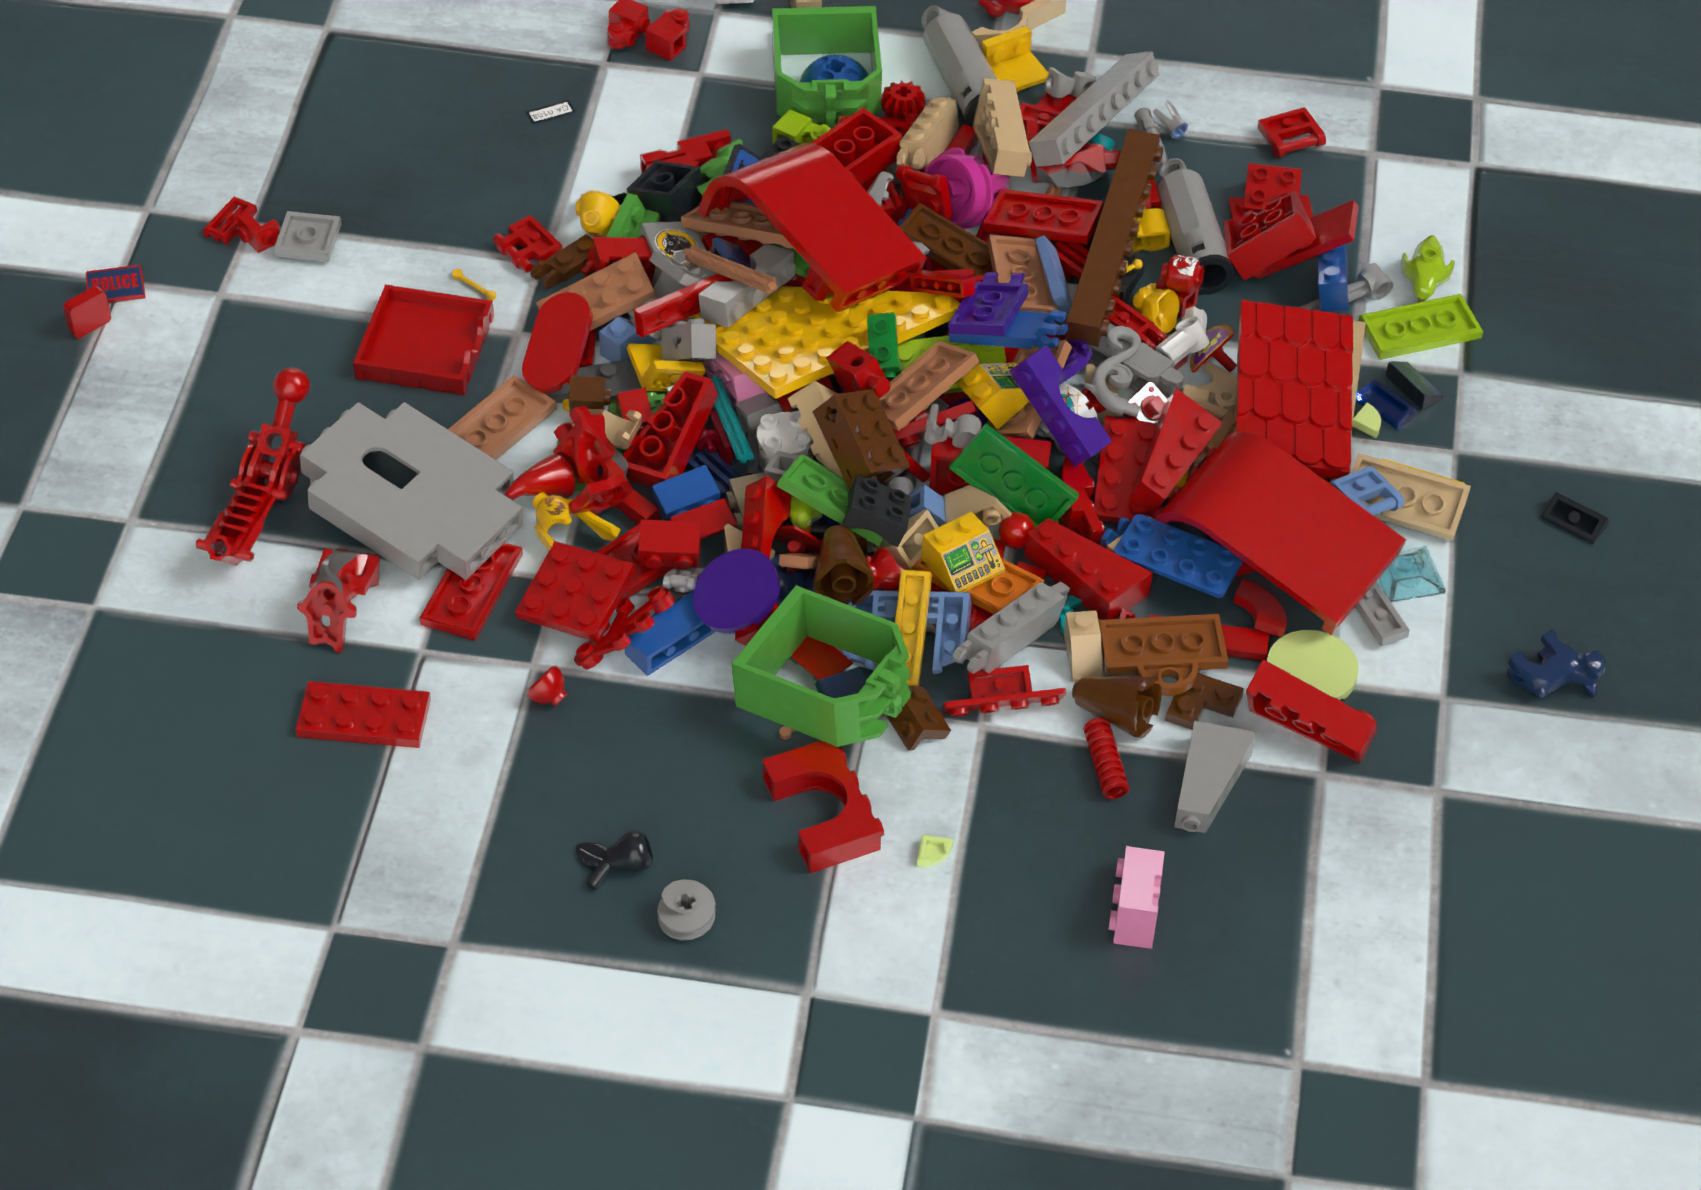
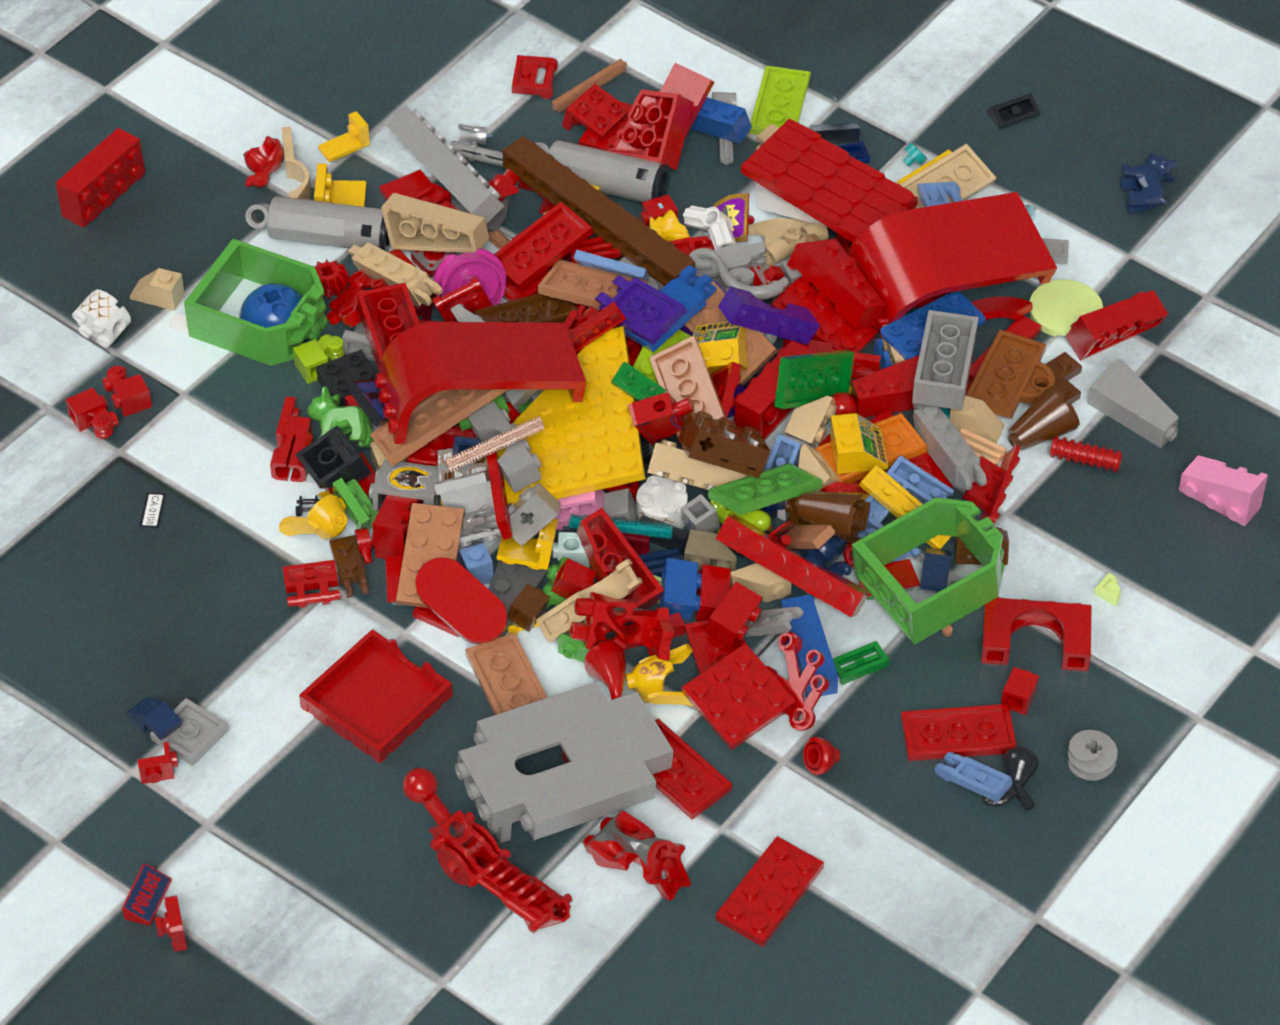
camera: 60 degrees left, 0 degrees up
(229, 228) = (130, 798): red tile -> none
(303, 205) = (155, 716): none -> dark blue slope
(457, 274) = (308, 646): yellow hinge -> none
(593, 821) = (974, 776): none -> medium blue hinge
(654, 791) = (959, 731): none -> red tile
(689, 679) = (861, 666): none -> green tile
(735, 818) = (1020, 690): none -> red brick
(736, 590) = (823, 586): dark purple tile -> none
(816, 286) = (537, 401): red tile -> none
(878, 509) = (799, 467): black brick -> none
(960, 431) = (755, 381): light grey leg -> none
(1051, 648) = (983, 446): none -> light nougat tile
(1066, 85) = (394, 171): light grey leg -> none
(1094, 45) = (353, 140): none -> yellow bracket
(1112, 570) = (945, 360): none -> light grey brick
(1183, 273) = (663, 194): red head -> none
(1327, 180) = (599, 78): none -> nougat axle
(1427, 268) = (733, 69): lime animal -> none
(1432, 457) = (914, 154): none -> teal tile

